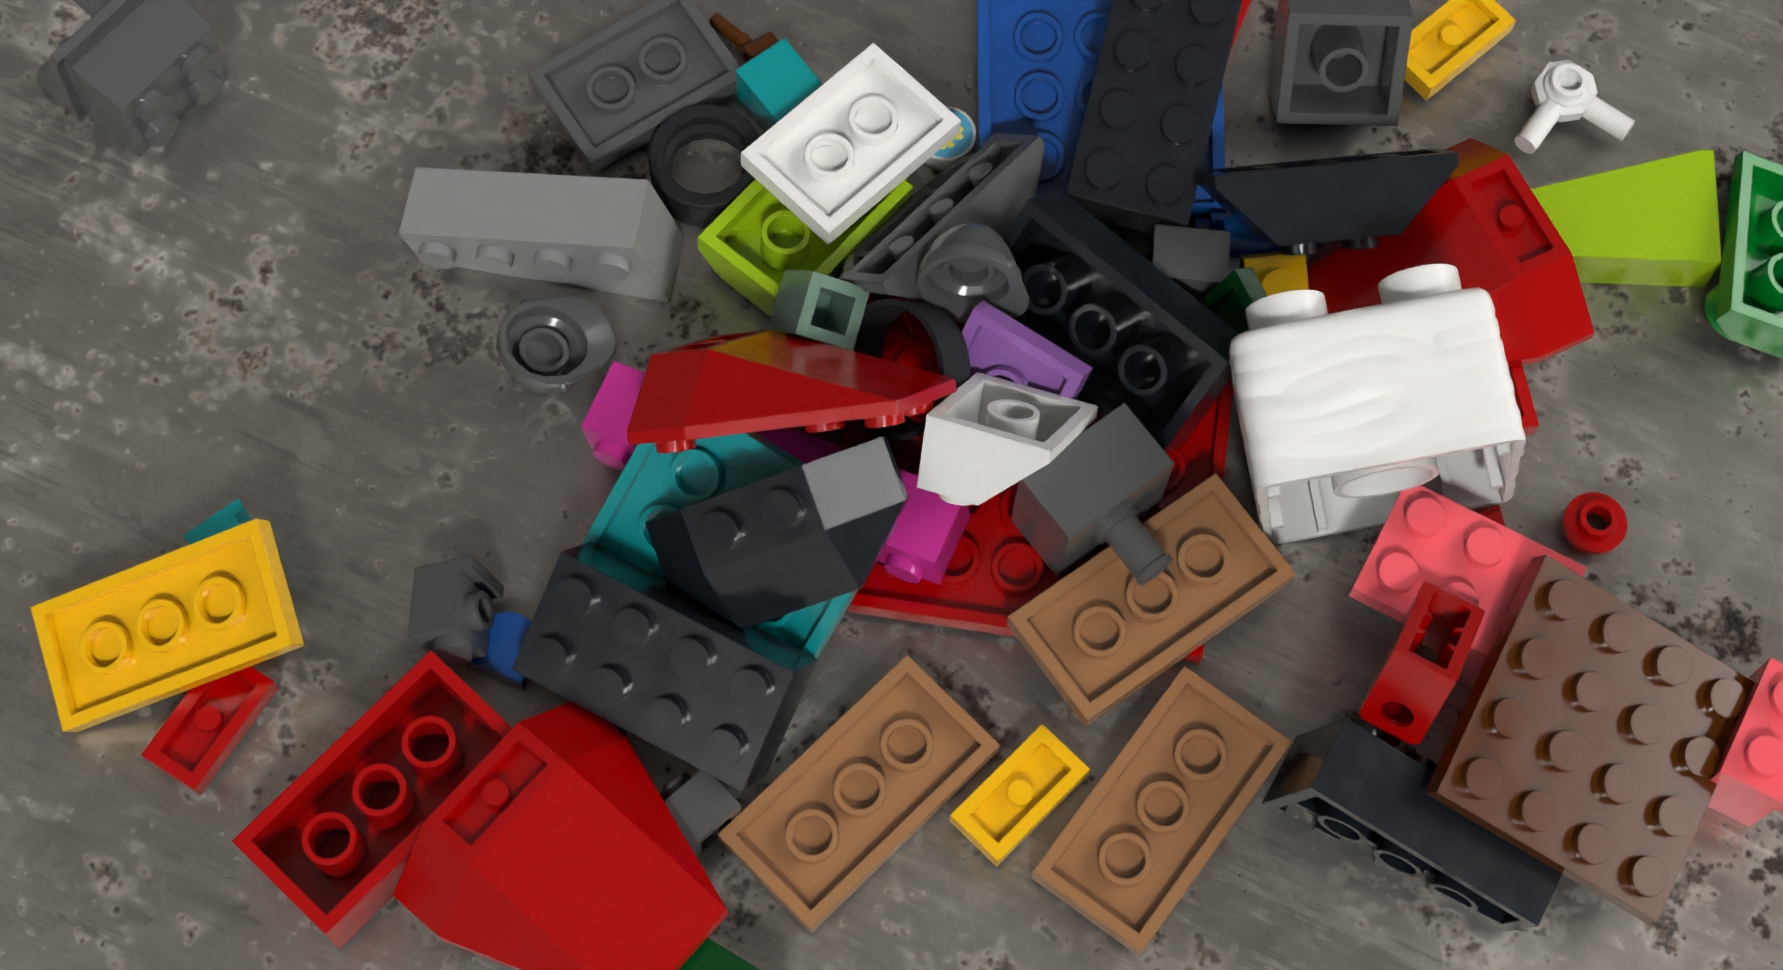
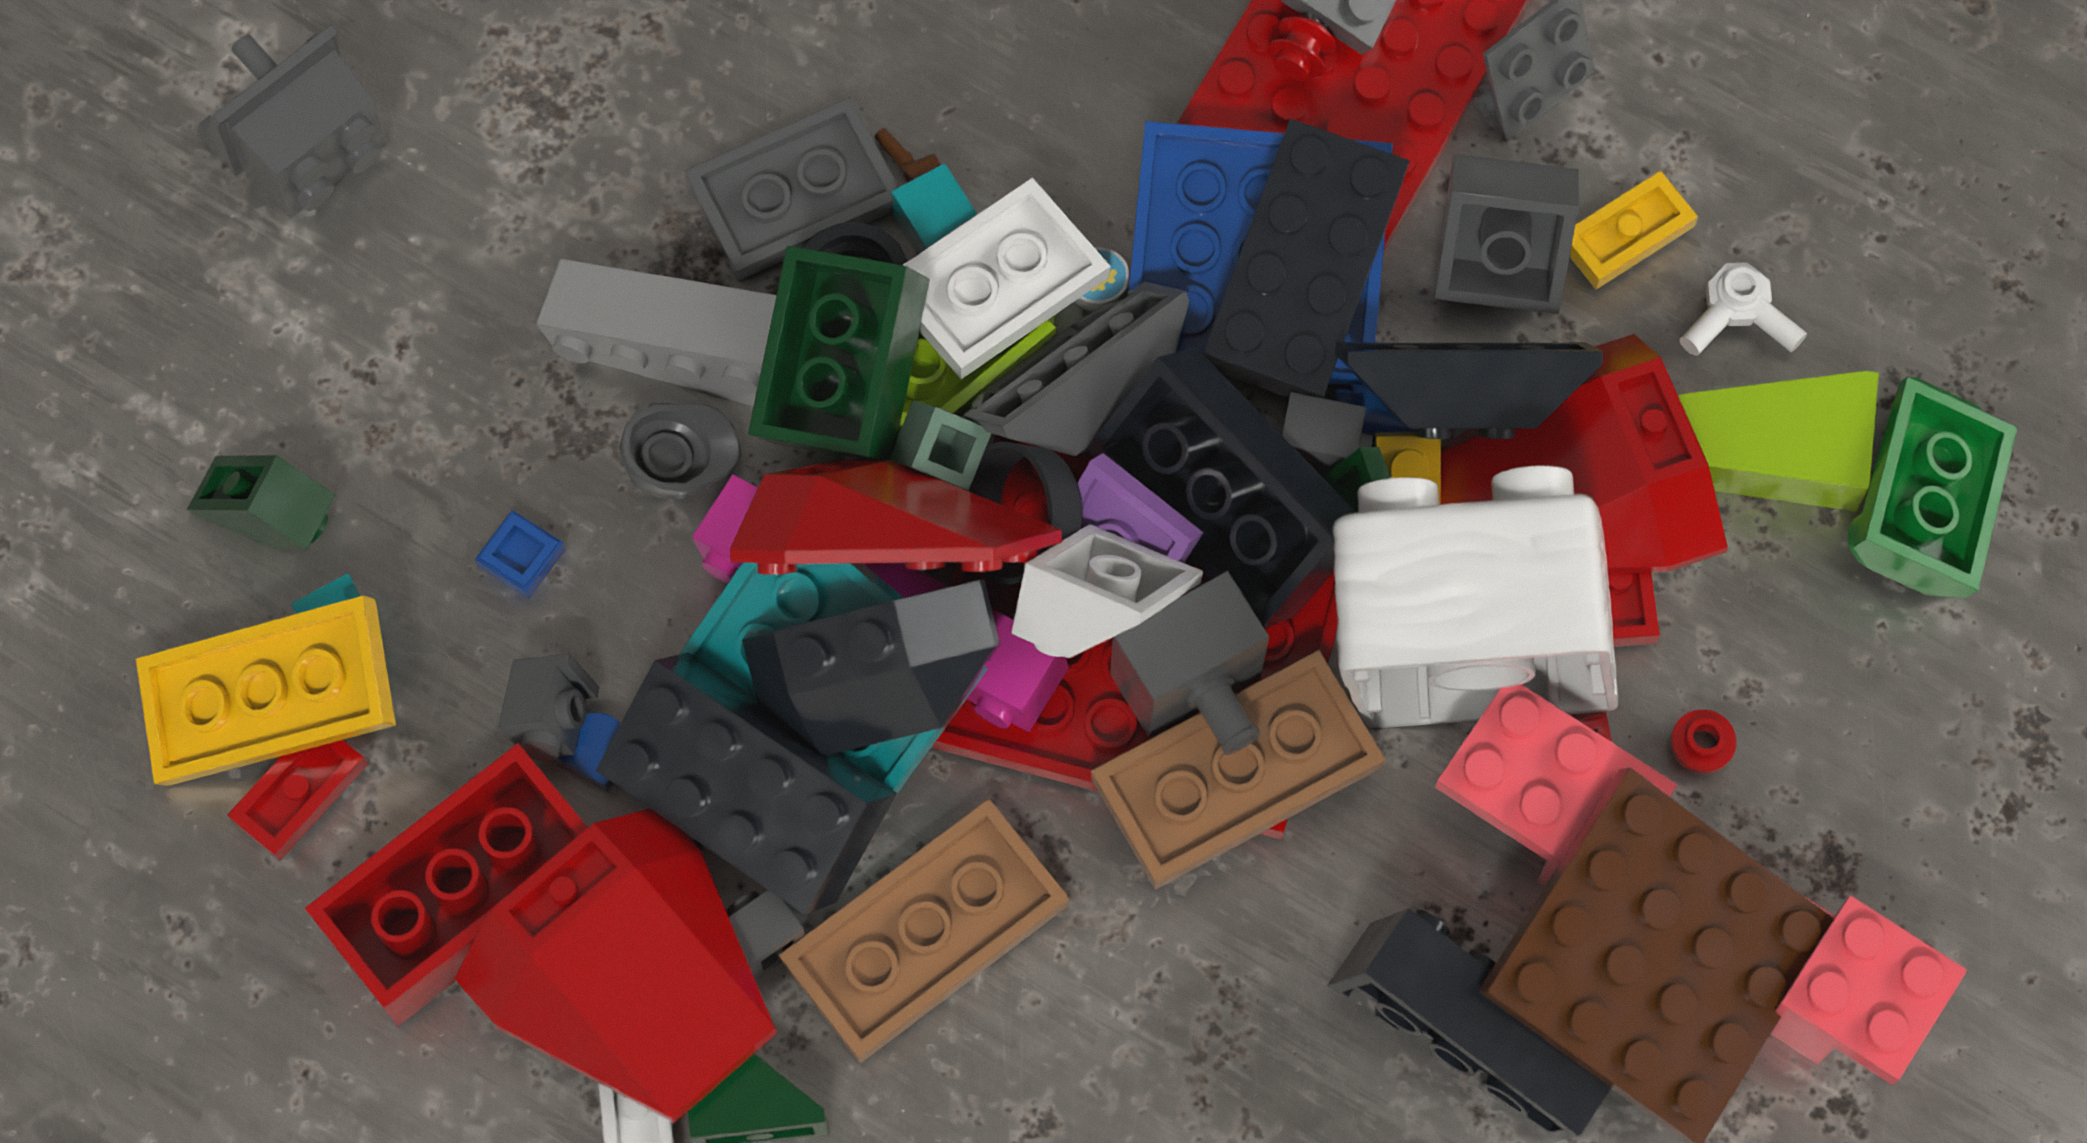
camera: 10 degrees right, 0 degrees up
(143, 436) = (263, 500): none -> dark green slope
(408, 463) = (520, 554): none -> blue tile
(707, 230) = (838, 354): none -> dark green brick
(968, 267) = (1091, 419): dark grey hat -> none
(1019, 795) = (1083, 950): yellow plate -> none
(1161, 810) = (1222, 981): medium nougat plate -> none
(1406, 686) = (1474, 888): red torso -> none

